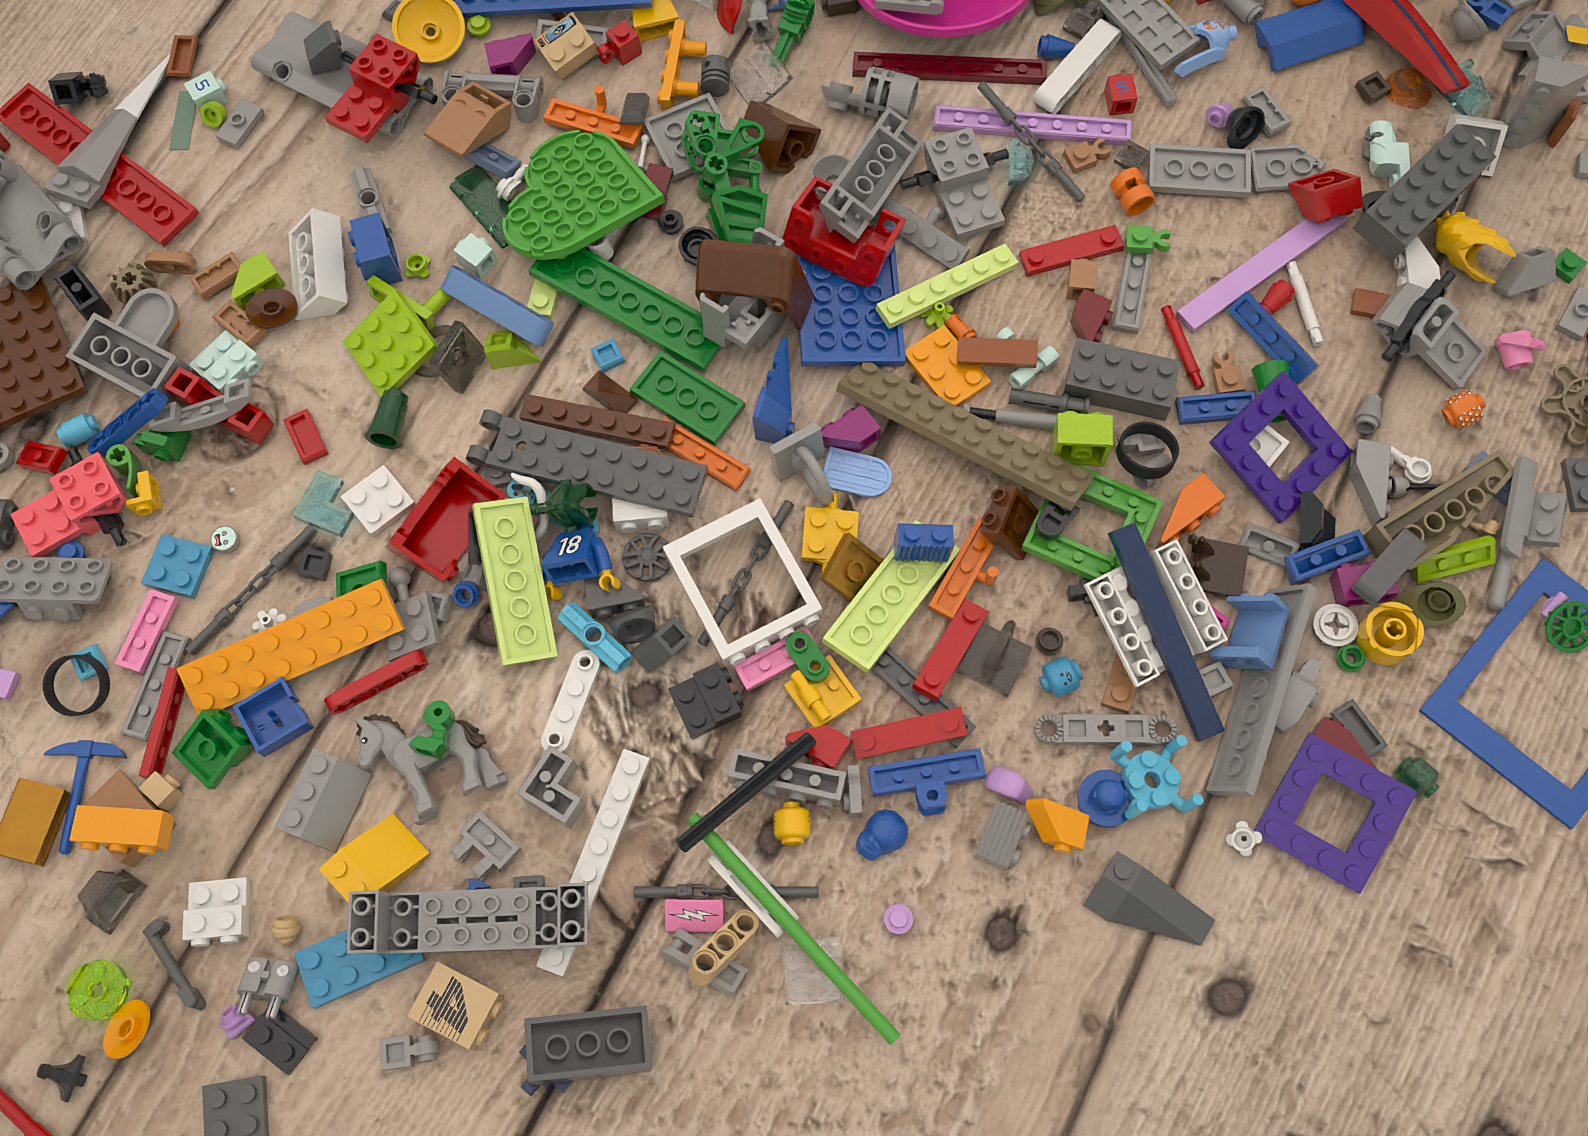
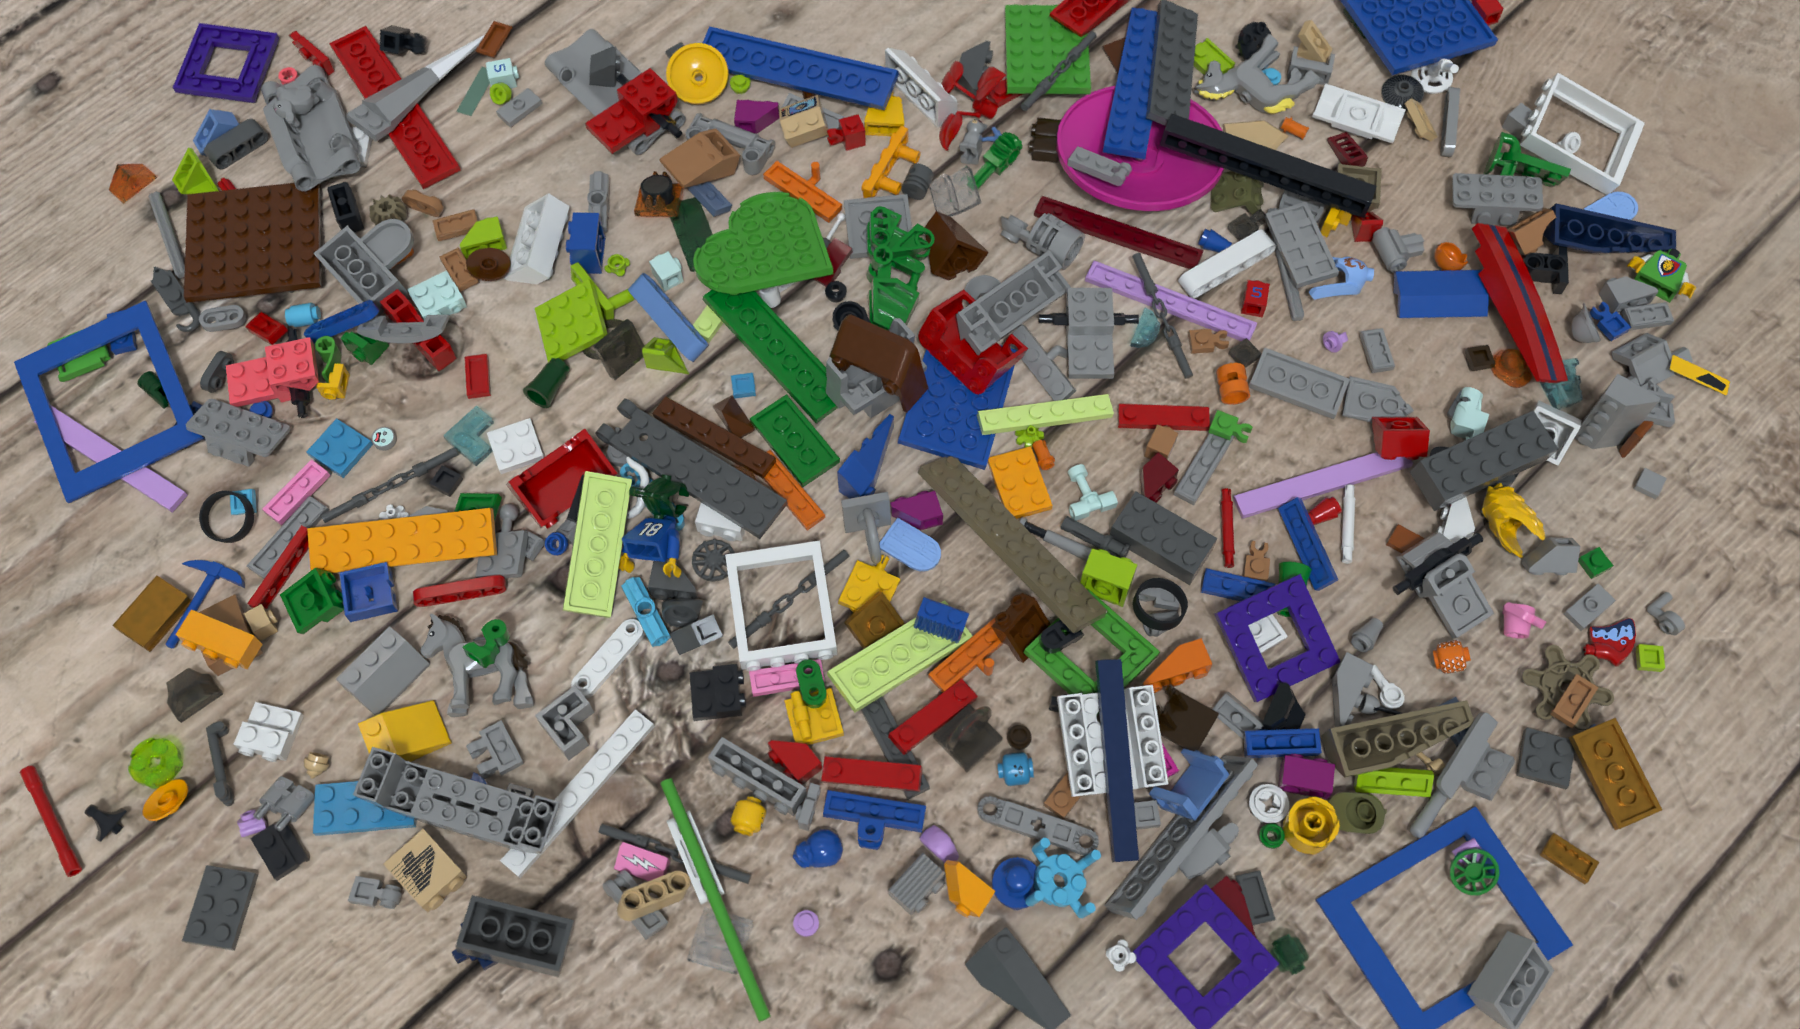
camera: 15 degrees right, 5 degrees down
(436, 176) = (658, 197): none -> piece
(508, 187) = (713, 223): white plate -> none
(634, 108) = (841, 189): dark grey tile -> none
(745, 792) = (716, 774): black axle -> none
(997, 352) = (1064, 482): dark orange tile -> none
(1244, 126) = (1351, 357): black hat -> none
(1389, 566) = (1327, 767): dark grey beam -> none

